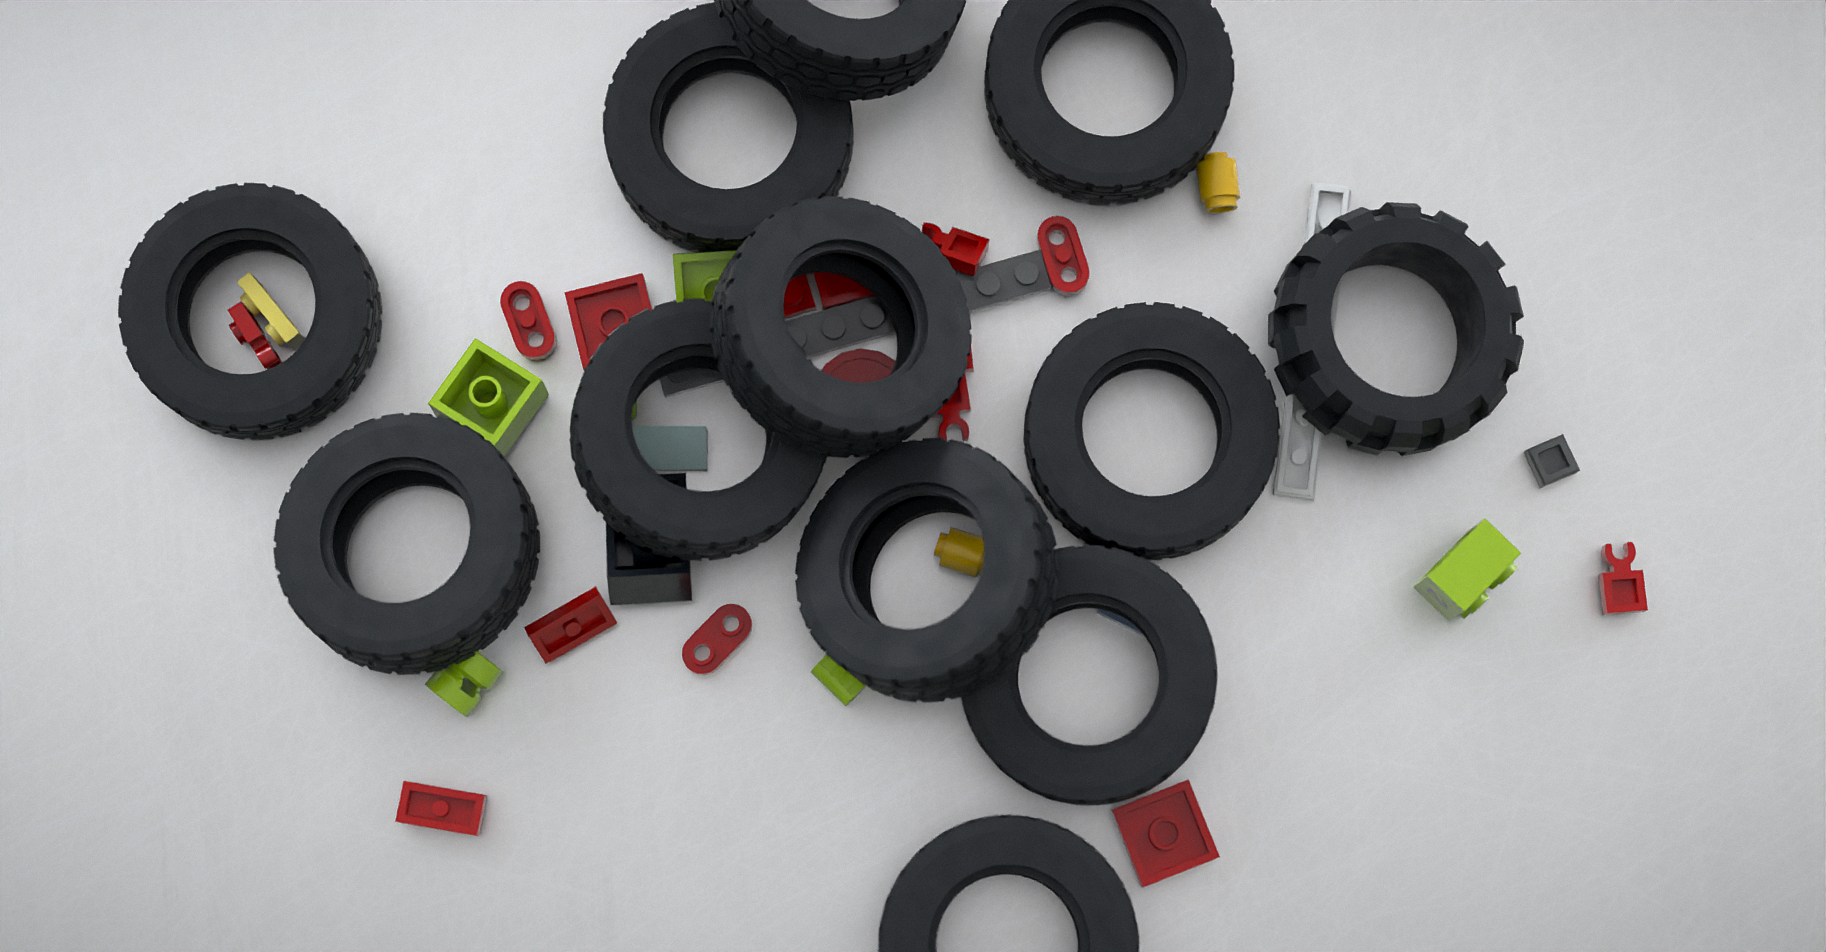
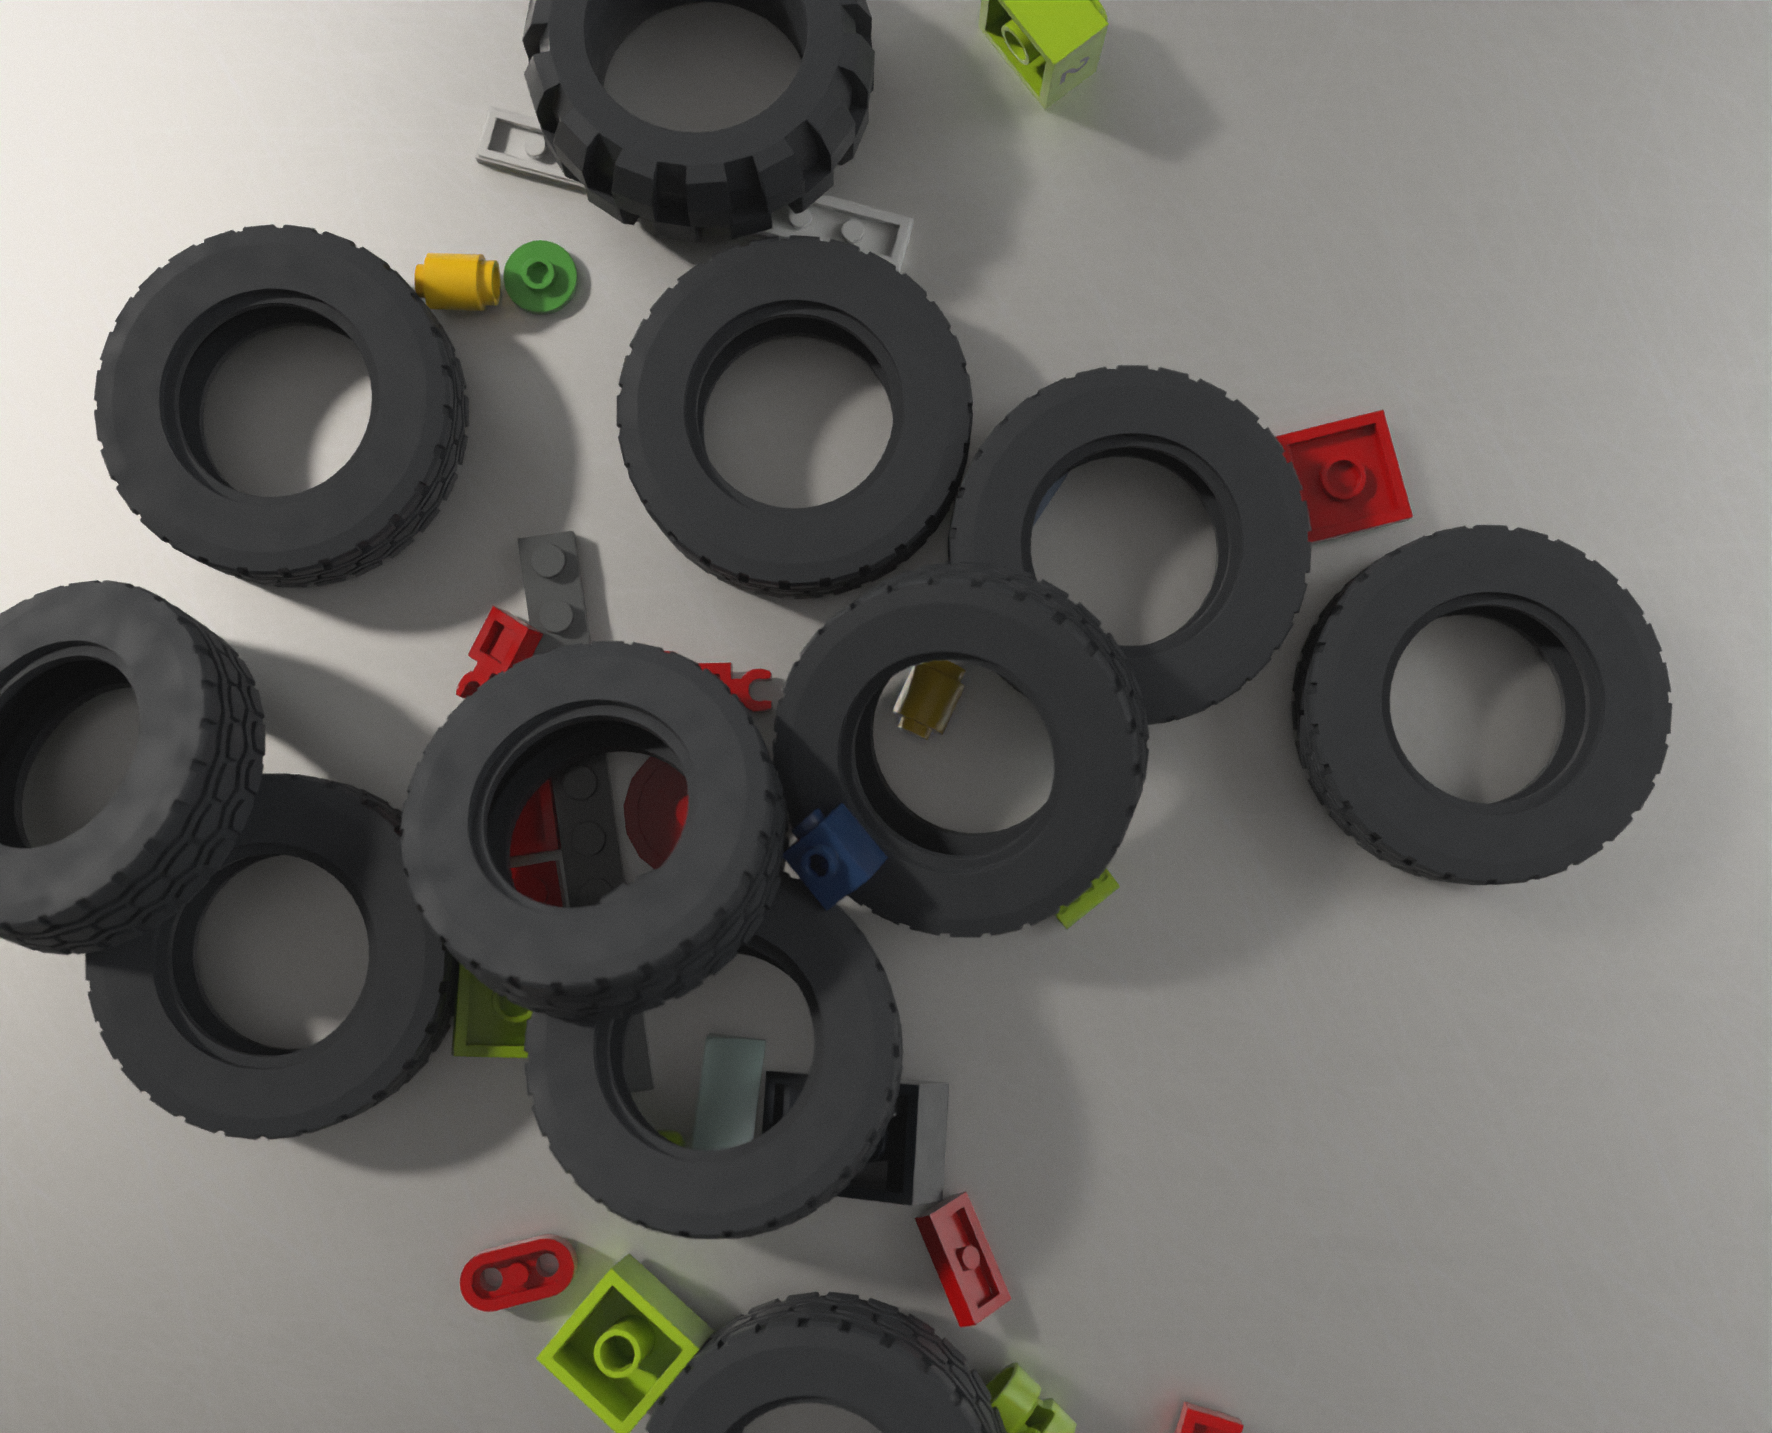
camera: 80 degrees left, 5 degrees up
(602, 308) = (516, 1160): red plate -> none
(717, 639) = (1005, 1054): red plate -> none
(842, 488) = (833, 854): none -> dark blue brick
(1064, 256) = (532, 507): red plate -> none
(1232, 240) = (540, 277): none -> bright green piece

